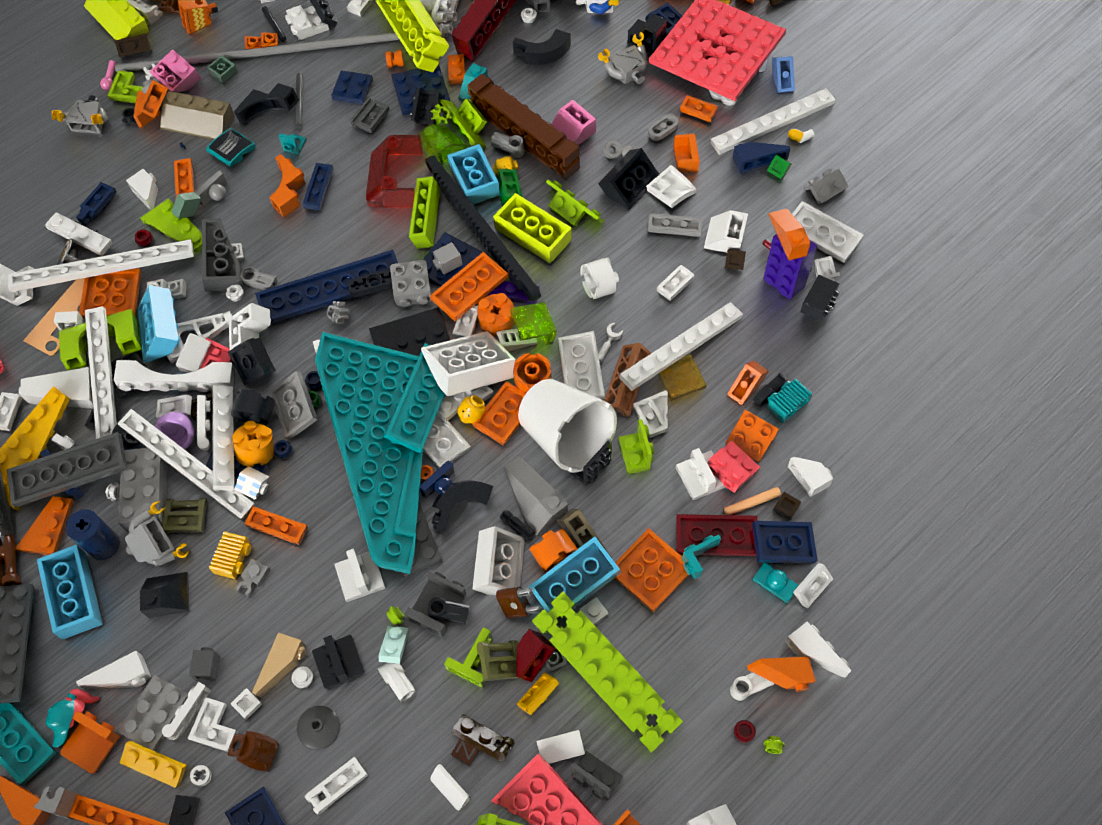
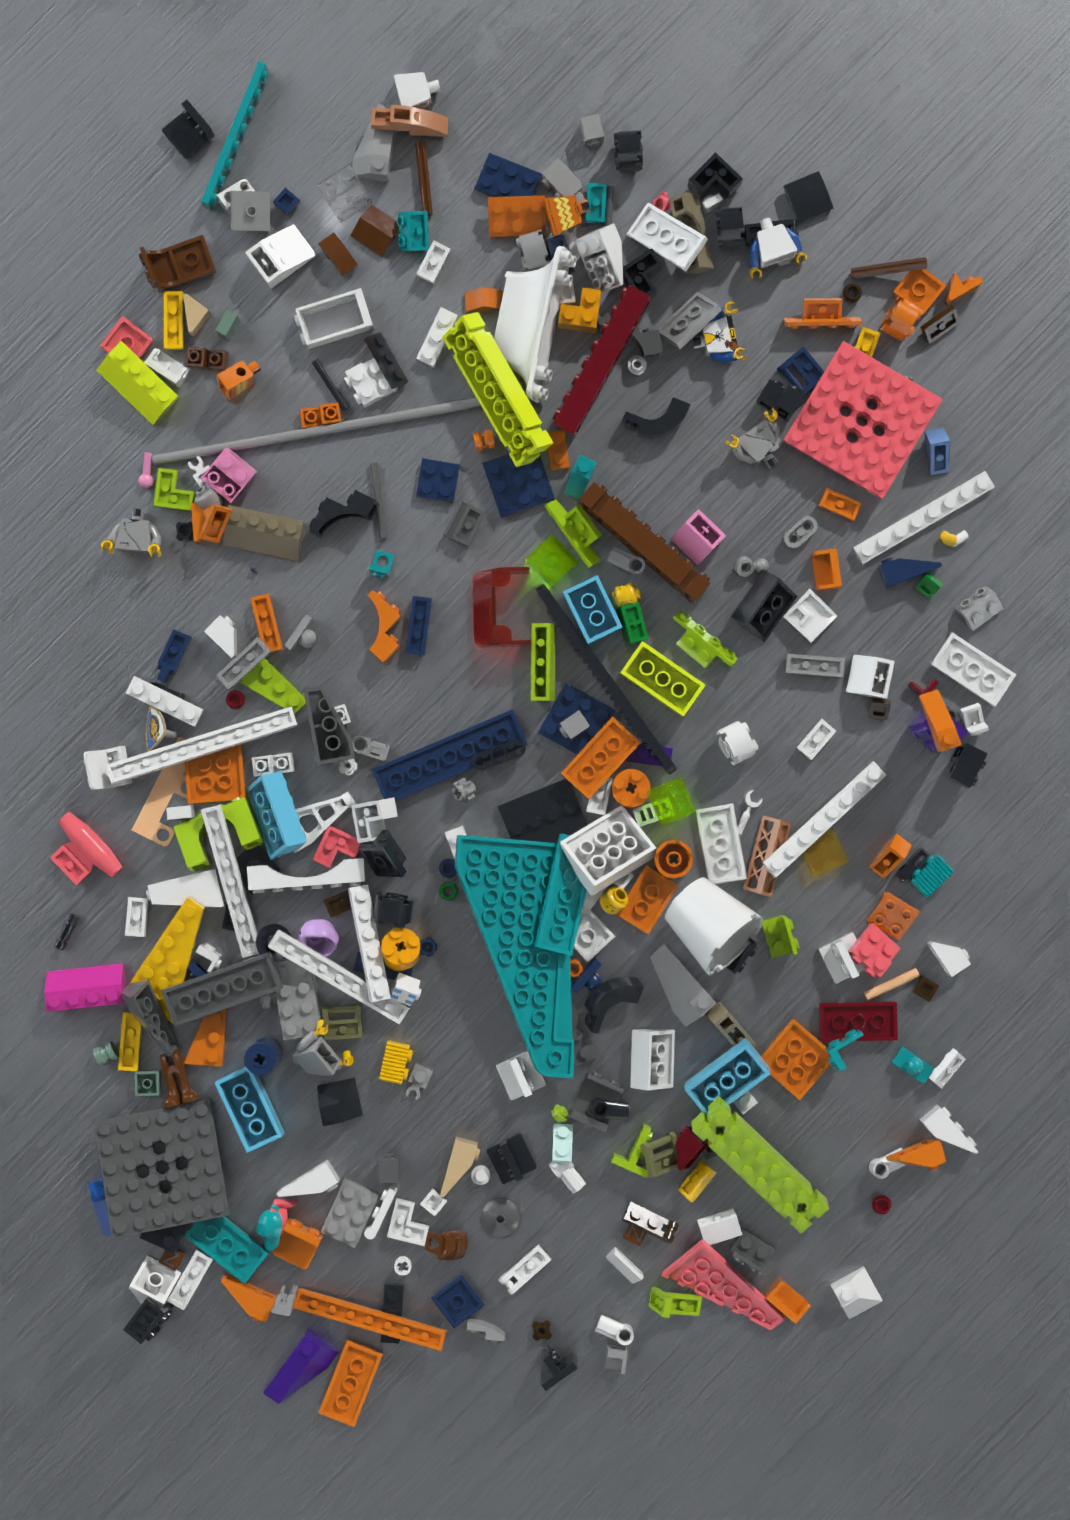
camera: 10 degrees left, 25 degrees up
(133, 45) = (167, 427): dark brown plate -> none
(153, 764) = (359, 1259): yellow plate -> none
(154, 205) = (244, 663): none -> light grey plate
(174, 404) = (311, 908): white plate -> none
(186, 205) = (278, 662): sand green piece -> none
(193, 353) = (321, 849): white slope -> none
(203, 424) = (346, 928): white plate -> none
(222, 69) = (280, 459): sand green piece -> none
(230, 147) = (310, 573): slope -> none
(276, 525) = (434, 1029): orange plate -> none
(293, 405) = (433, 902): light grey plate -> none
(410, 283) = (537, 754): light grey bracket -> none
(423, 104) = (530, 516): black bracket -> none
(446, 112) = (549, 529): lime gear -> none
(515, 603) = (673, 1101): reddish brown piece -> none
(517, 525) = (667, 1018): black axle -> none
(552, 549) = (706, 1049): orange brick -> none
(653, 413) = (796, 894): white wing -> none
(774, 745) = (907, 1216): lime plate -> none
(784, 542) = (922, 1028): dark blue plate -> none

